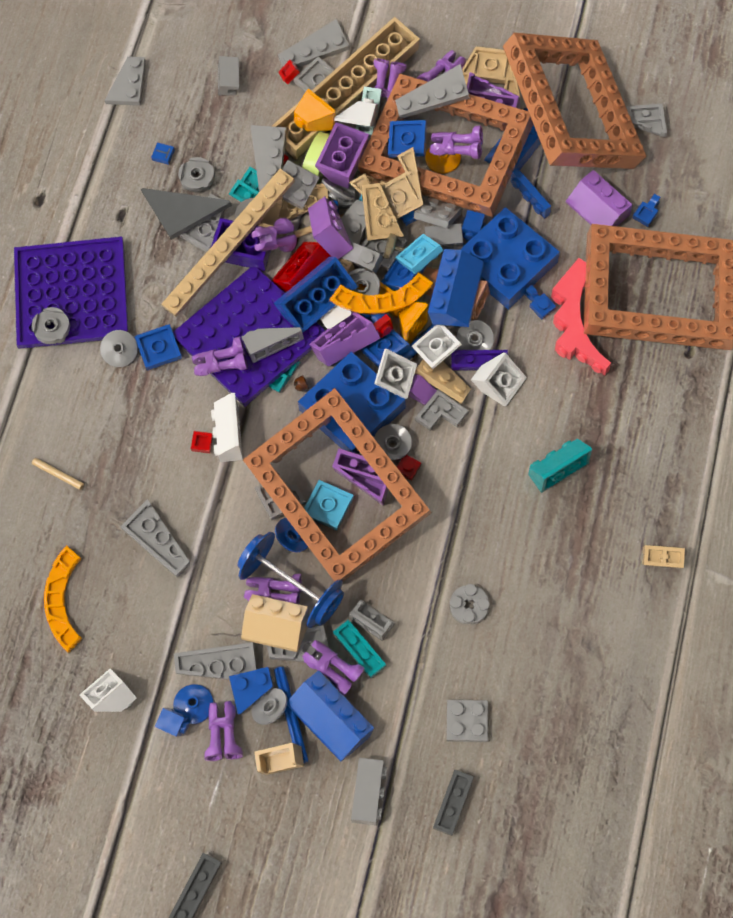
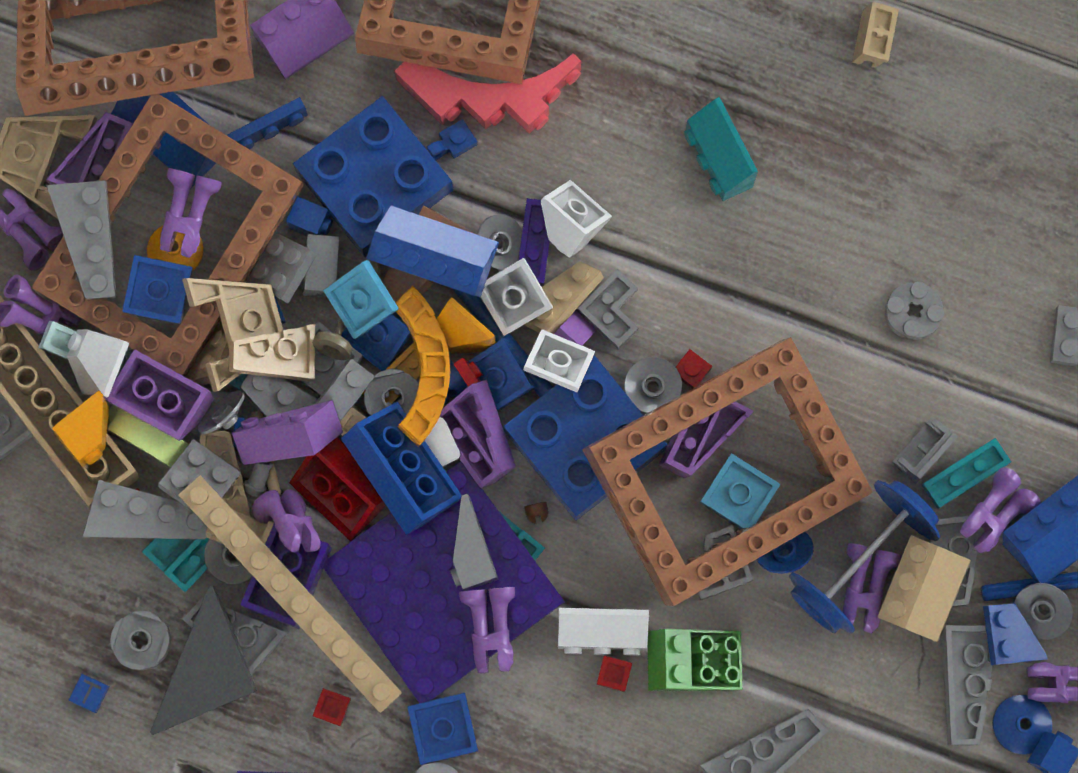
camera: 85 degrees left, 10 degrees up
(165, 283) = (331, 707): none -> red plate
(215, 490) = (694, 660): none -> bright green slope
(299, 221) = (256, 484): none -> light grey pin

